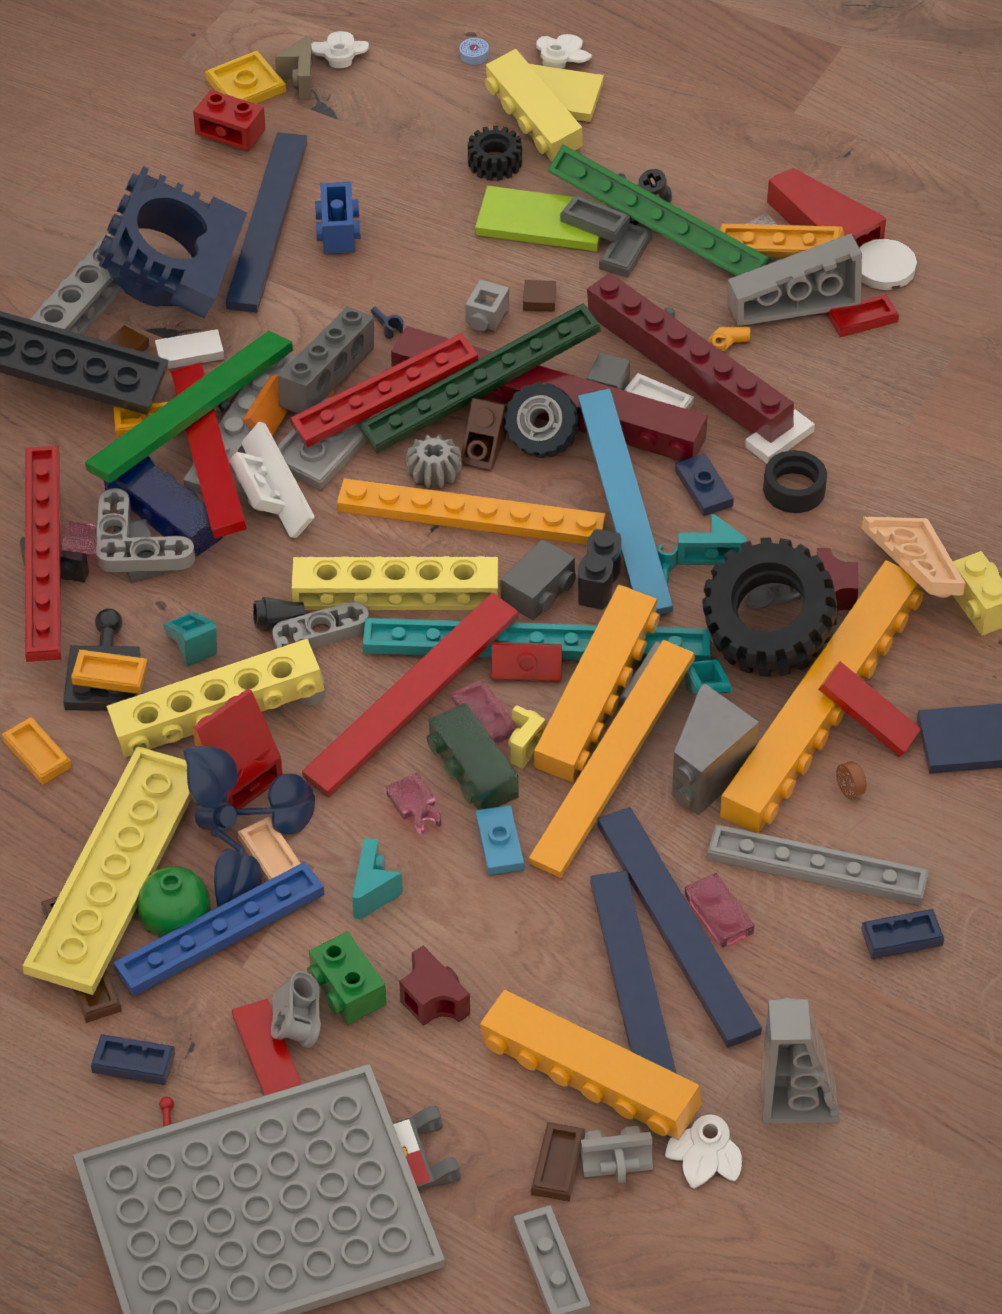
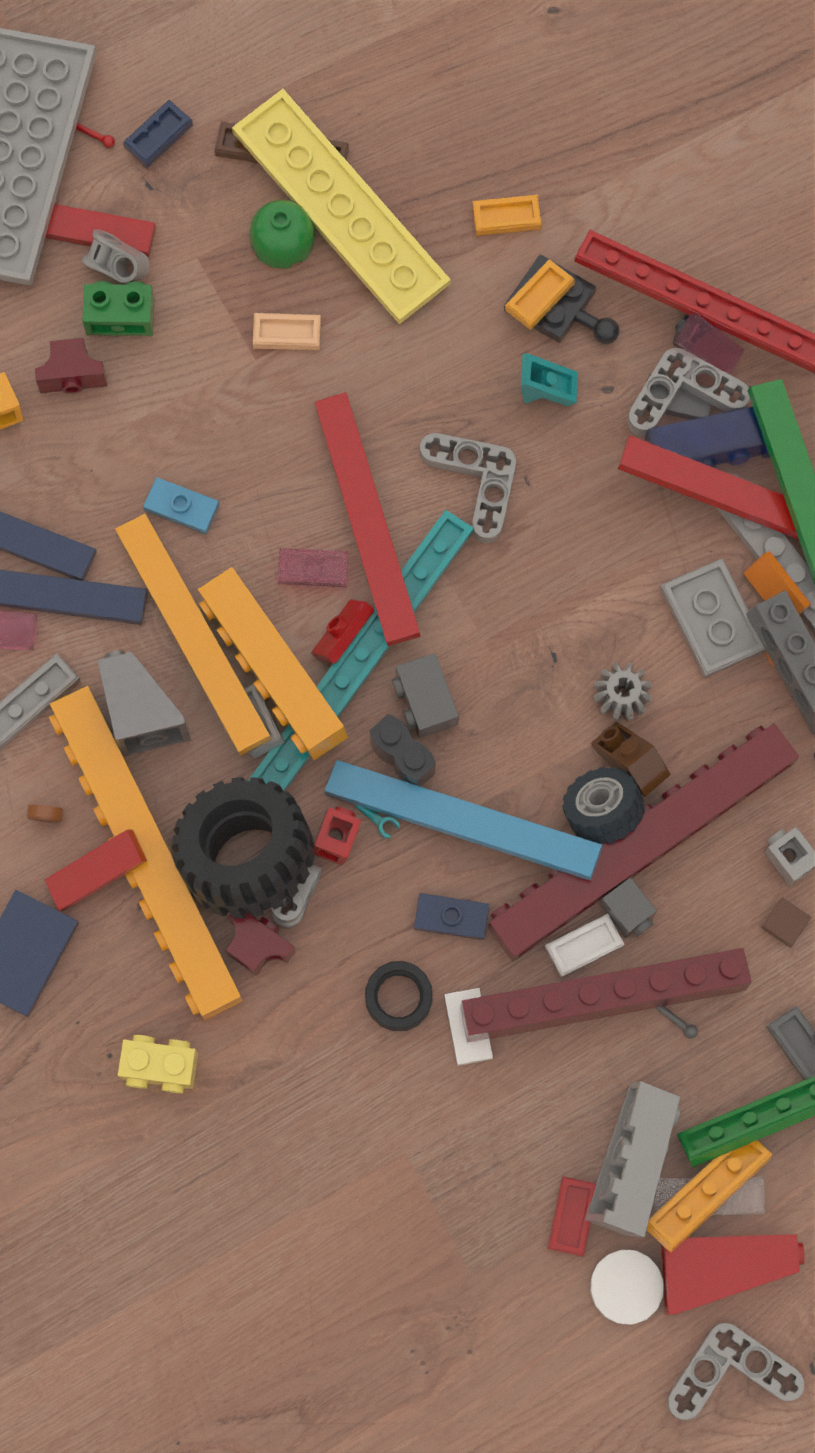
camera: 120 degrees right, 25 degrees up
(174, 710) = (444, 438): light yellow brick -> none
(209, 778) = (338, 274): dark blue plant -> none
(218, 928) = (234, 253): blue plate -> none
(245, 736) = (376, 333): red slope -> none
(269, 481) = (683, 532): white bracket -> none
(272, 611) = (529, 465): black cone -> none
(373, 884) = (198, 378): teal slope -> none
(383, 390) = (723, 687): red plate -> none
(394, 582) = (539, 502): light yellow brick -> none
(414, 799) = (263, 460): clear pink plate -> none
(468, 511) = (547, 695): light orange plate -> none
(472, 758) = (268, 526): clear green brick -> none
(479, 378) = (685, 782): dark green tile -> none
(526, 736) = (261, 577): light yellow bracket -> none
(695, 572) = (346, 824): none -> red brick
(709, 673) = (234, 765): teal slope -> none
(710, 547) = (364, 877): teal slope -> none
(726, 336) = (622, 1058): light orange arm -> none
(886, 195) = (721, 1361): none -> light grey beam
(918, 551) = (237, 1034): light nougat wing -> none

